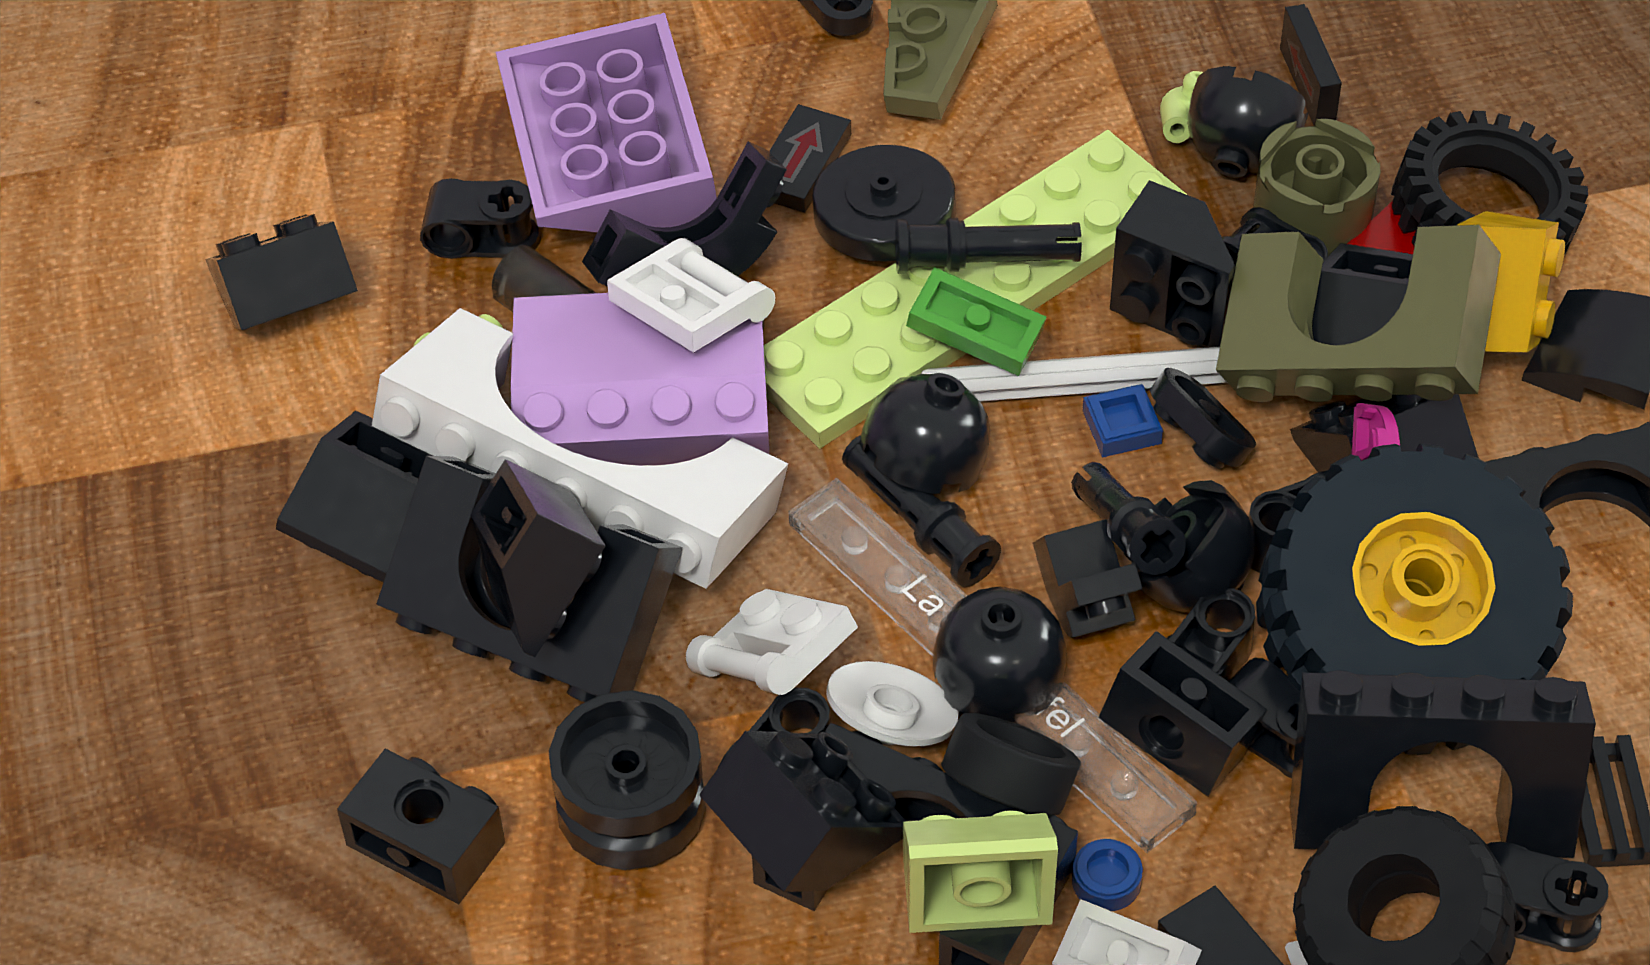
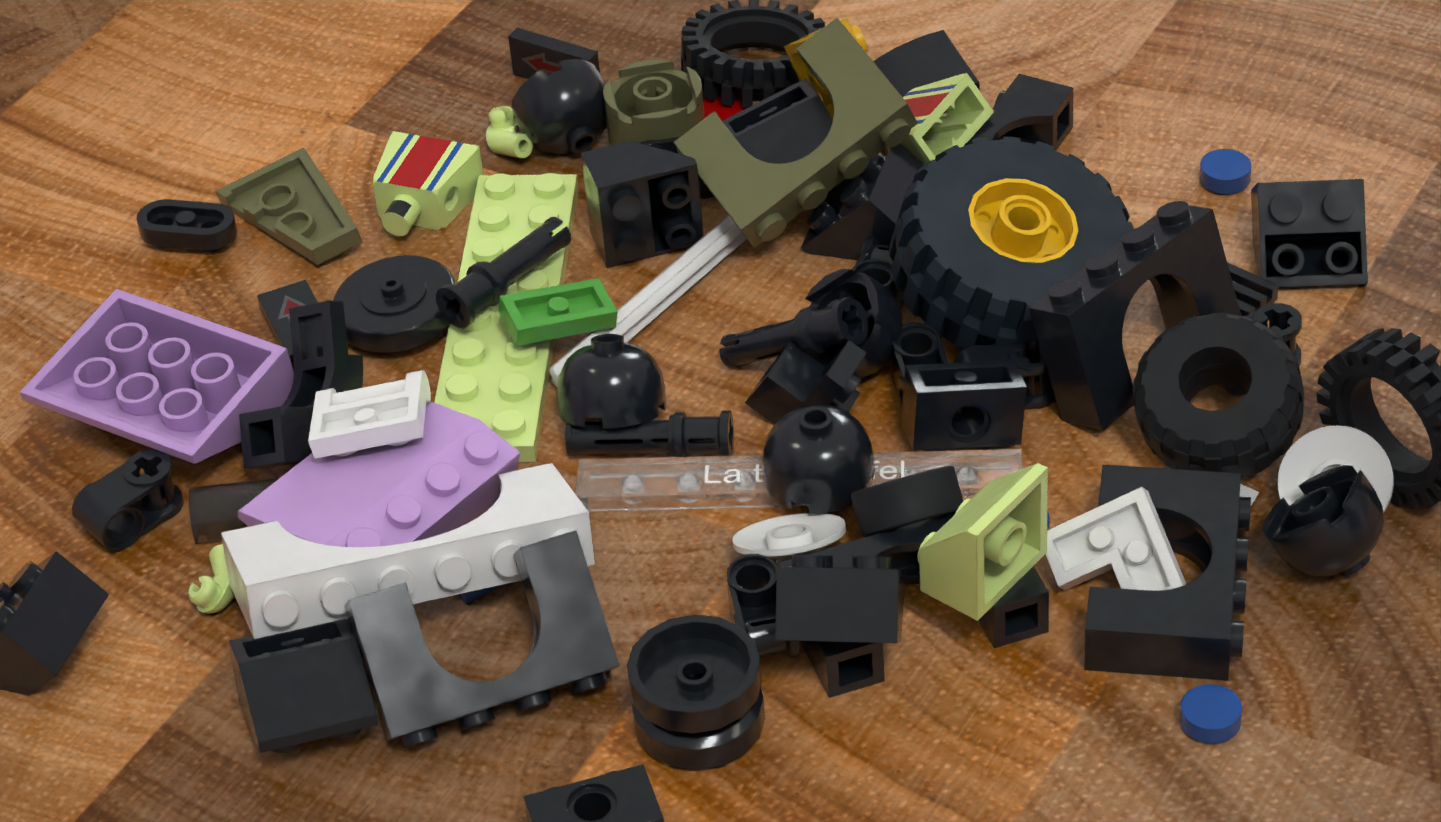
camera: 45 degrees left, 10 degrees down
(534, 551) = (491, 604): black slope -> none
(773, 640) = (674, 557): white plate -> none
(1049, 99) = (424, 182): none -> yellowish green torso
(1122, 420) = (700, 311): blue tile -> none
(1190, 406) = (774, 275): black plate -> none
(1372, 428) = (888, 184): dark pink tile -> none
(1531, 406) = (941, 131): none -> yellowish green torso

